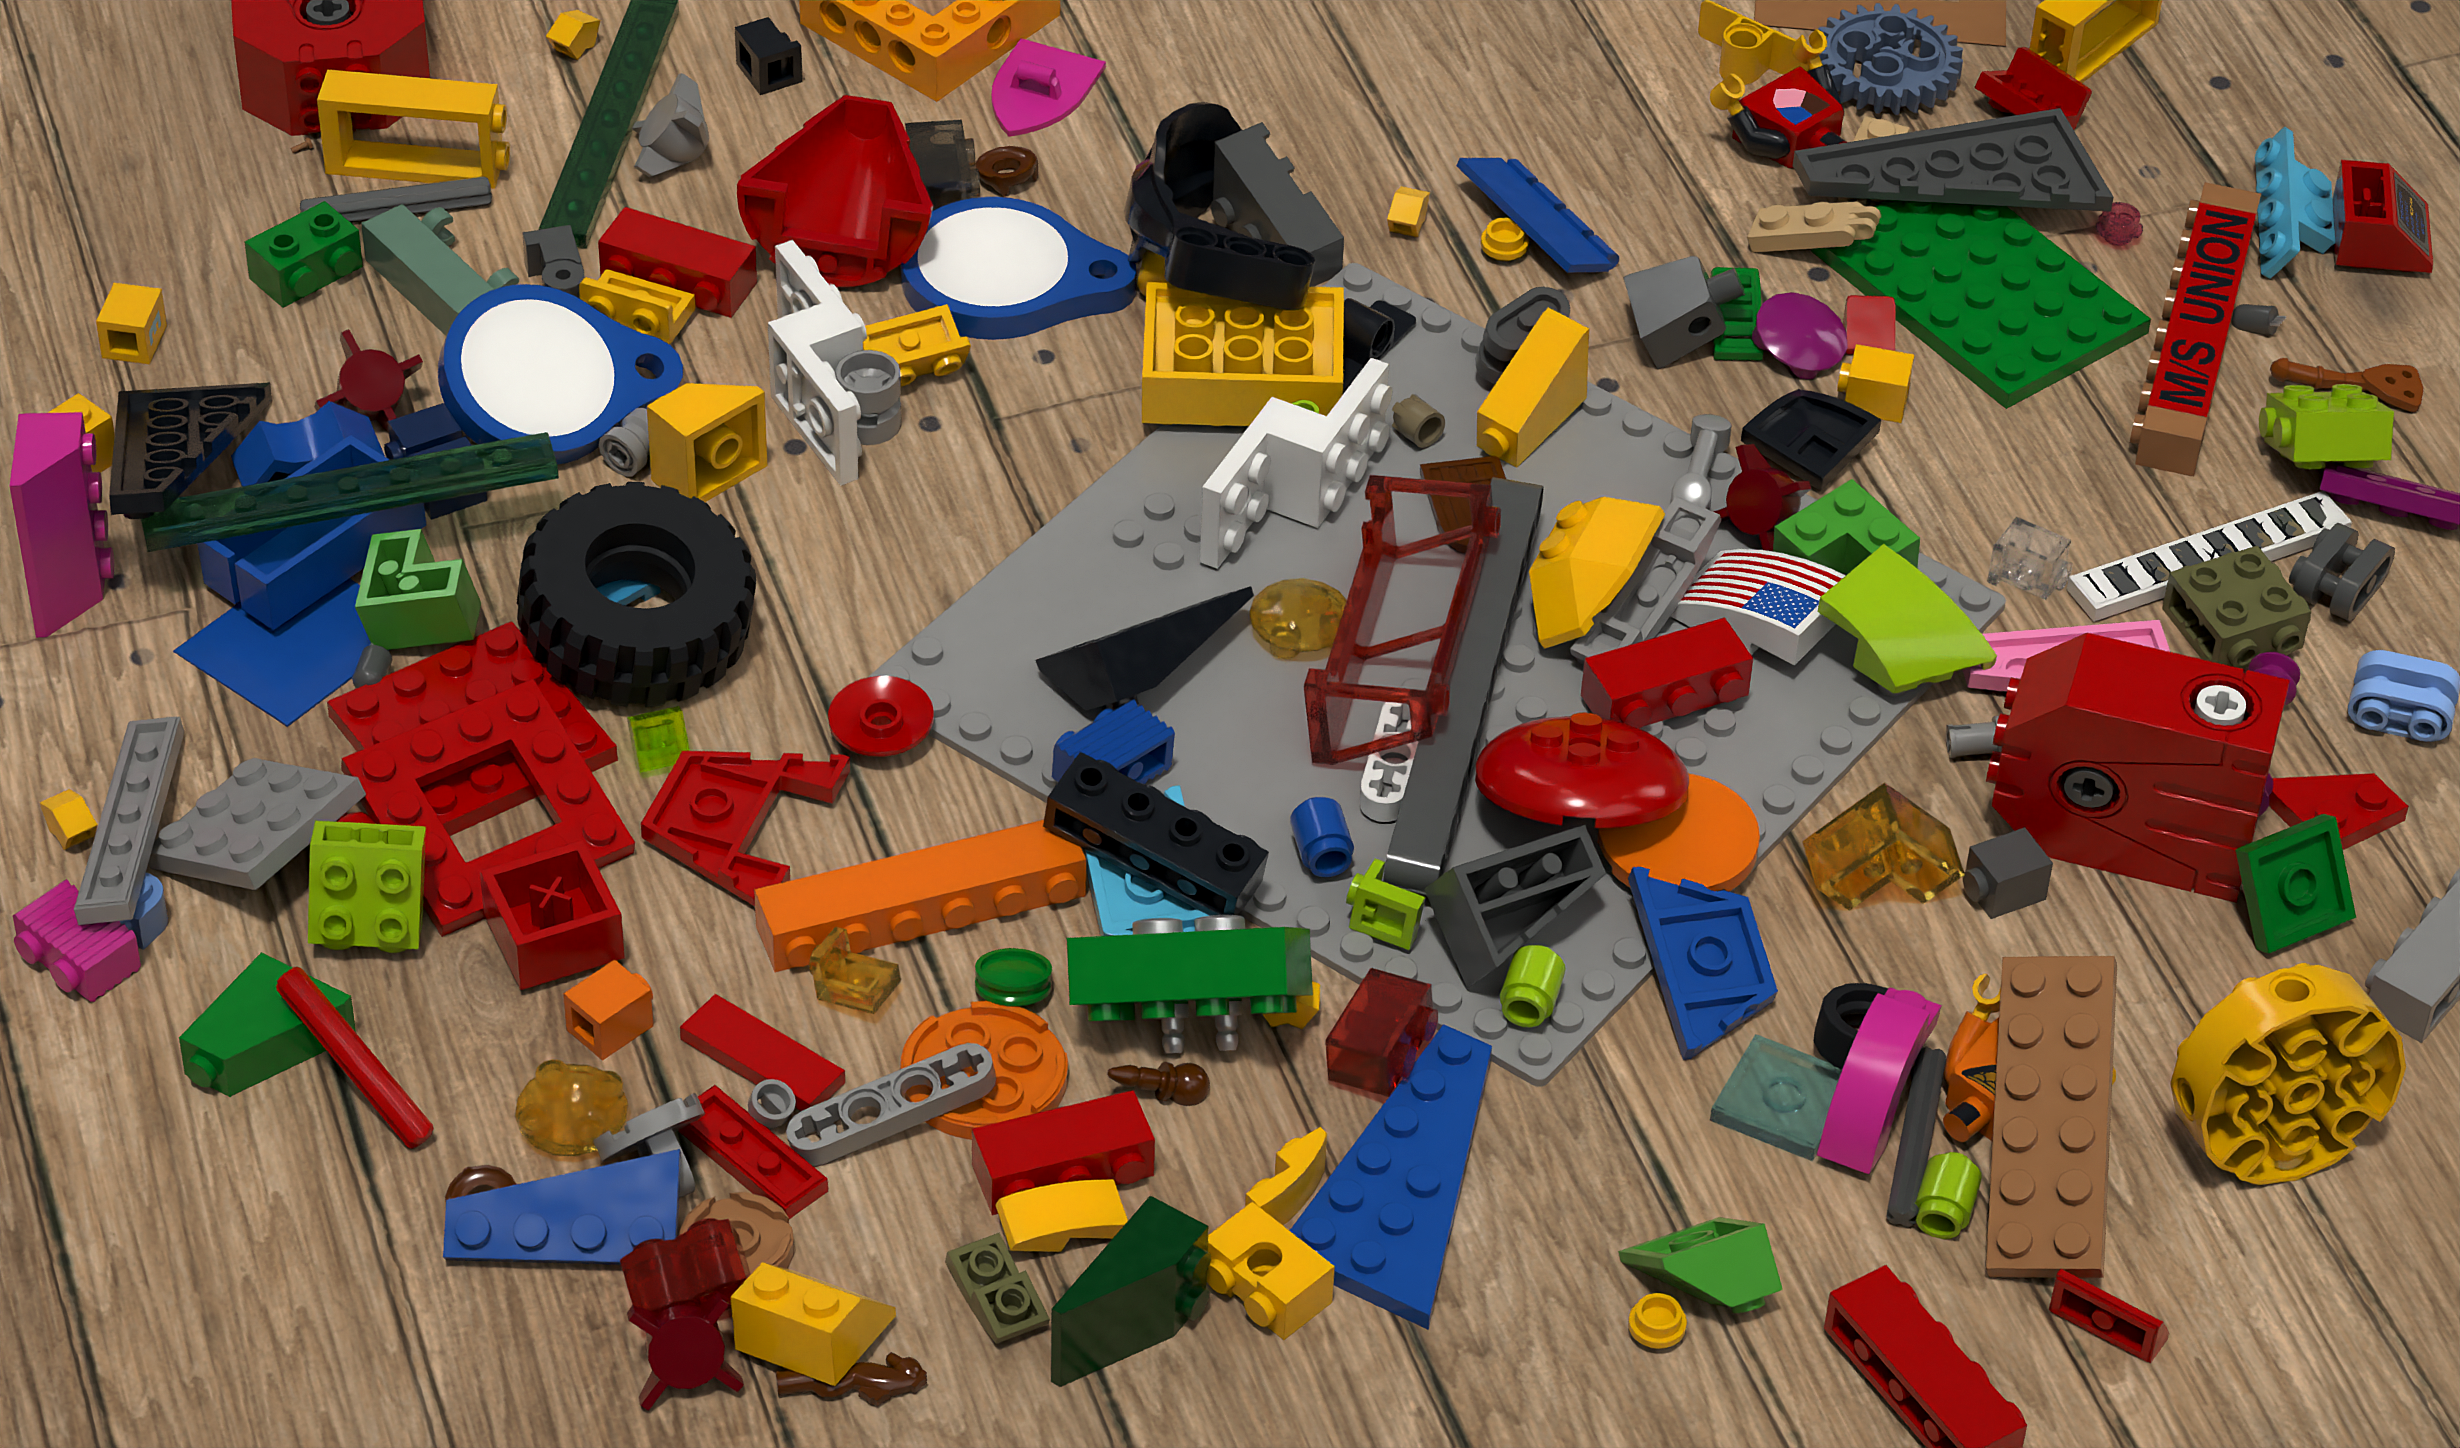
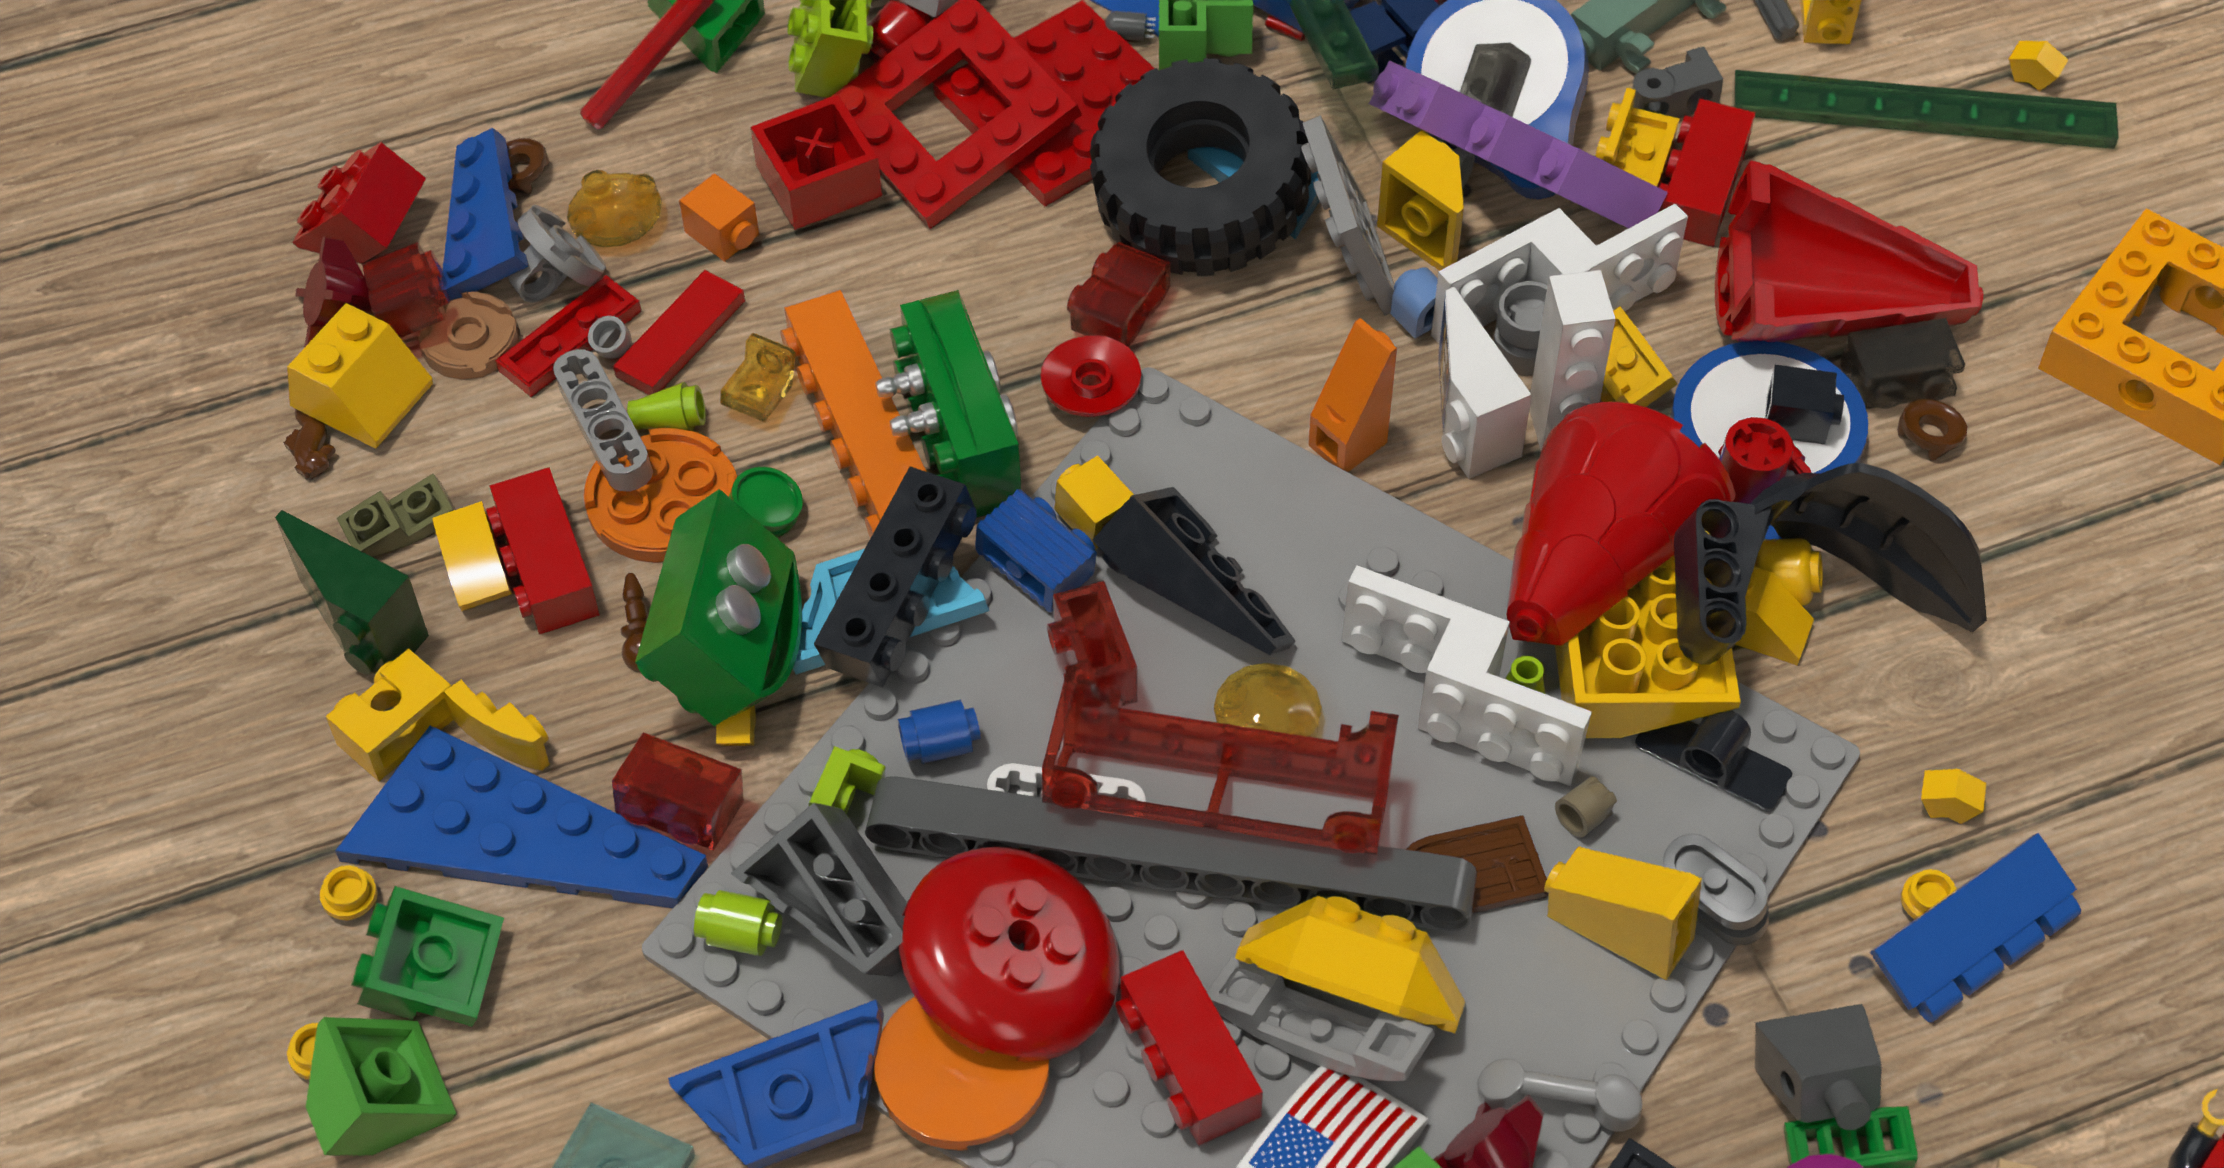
camera: 90 degrees right, 10 degrees up
(534, 1340) = (361, 203): none -> red slope
(569, 379) = (1496, 75): none -> clear smoke slope
(644, 371) = (1516, 146): none -> medium lavender arch
(658, 738) = (1051, 220): clear neon green tile -> none
(673, 130) = (1896, 149): light grey piece -> none
(719, 802) = (981, 261): red wing -> none
(742, 475) = (1349, 214): none -> light grey plate
(767, 56) = (2045, 211): black brick -> none
(774, 690) = (1119, 294): none -> clear red brick
(820, 469) = (1415, 300): none -> medium blue plate
(878, 1045) = (670, 408): none -> lime cone
(922, 786) = (956, 401): none -> green piece
(945, 433) = (1480, 394): none -> white slope
(967, 334) = (1570, 348): none -> white brick
(967, 505) = (1356, 399): none -> orange slope
(999, 222) = (1804, 402): none -> black brick
(1041, 86) = (2087, 453): dark pink shield -> none
(1055, 706) = (1089, 496): none -> yellow brick
(1066, 257) = (1758, 455): none -> red piece
(1130, 355) = (1603, 514): none -> red cone
(1242, 710) = (1093, 637): none -> clear red brick
(1262, 201) = (1895, 654): dark grey wedge -> none
(1476, 1306) = (348, 892): none -> yellow plate
(1561, 1229) = (427, 958): none -> green plate

